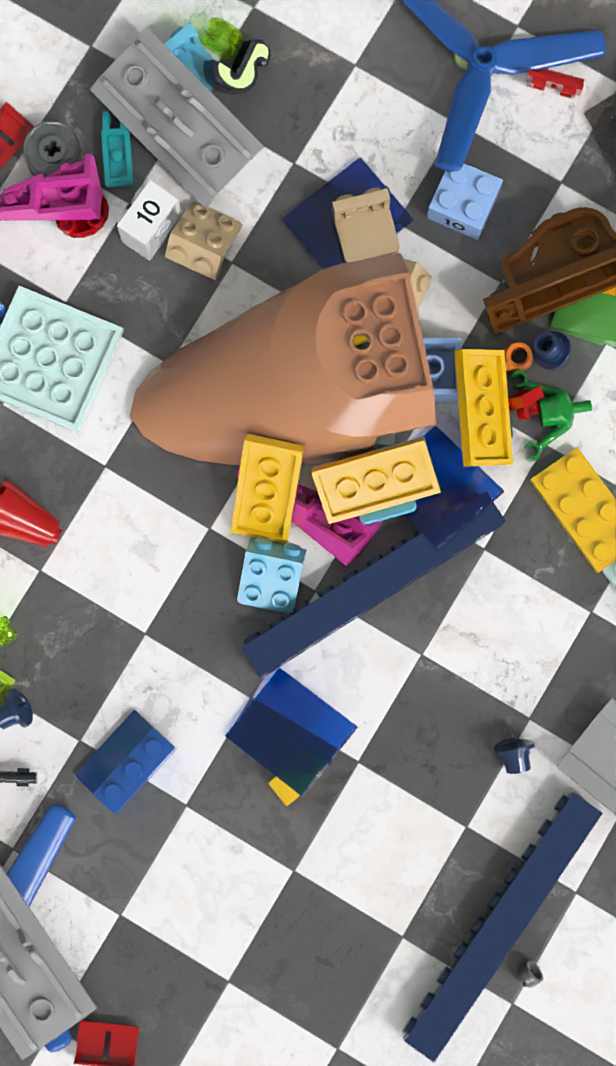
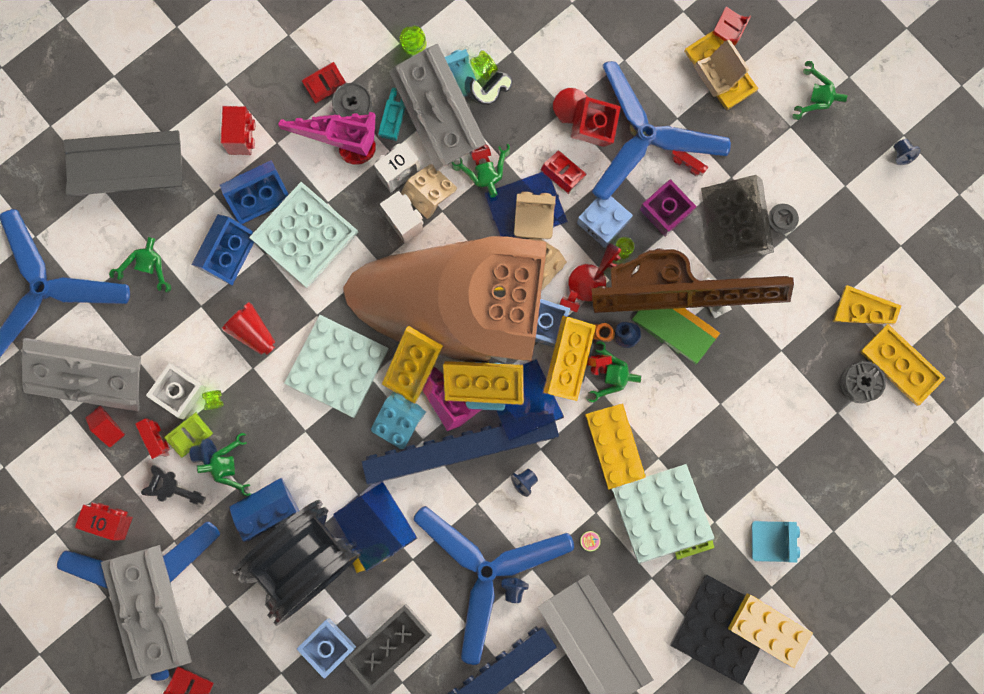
camera: 15 degrees right, 0 degrees up
(49, 720) = (224, 466): none -> green piece
(108, 35) = (412, 40): none -> clear neon green wheel
(158, 528) = (336, 366): none -> light aqua plate
(180, 287) = (402, 217): none -> white brick
(203, 812) = (297, 561): none -> black wheel
(259, 163) = (482, 152): none -> red tile
(275, 187) = (486, 172): none -> green piece
(281, 923) = (326, 648): none -> light blue brick
(363, 56) = (565, 104): none -> red dish
(367, 892) = (388, 647): none -> dark grey brick
(395, 159) = (569, 178): none -> red piece
(406, 66) = (595, 121): none -> red brick
(456, 329) = (570, 301): none -> red tile
(465, 294) = (583, 280): none -> red dish
(472, 773) = (506, 564): none -> blue piece
(478, 601) = (524, 482): none -> dark blue piece
(490, 245) = (610, 254): none -> red piece
(507, 224) = (626, 244): none -> clear neon green wheel
(547, 154) = (667, 207): none -> magenta brick
(597, 653) = (590, 541): none -> tile

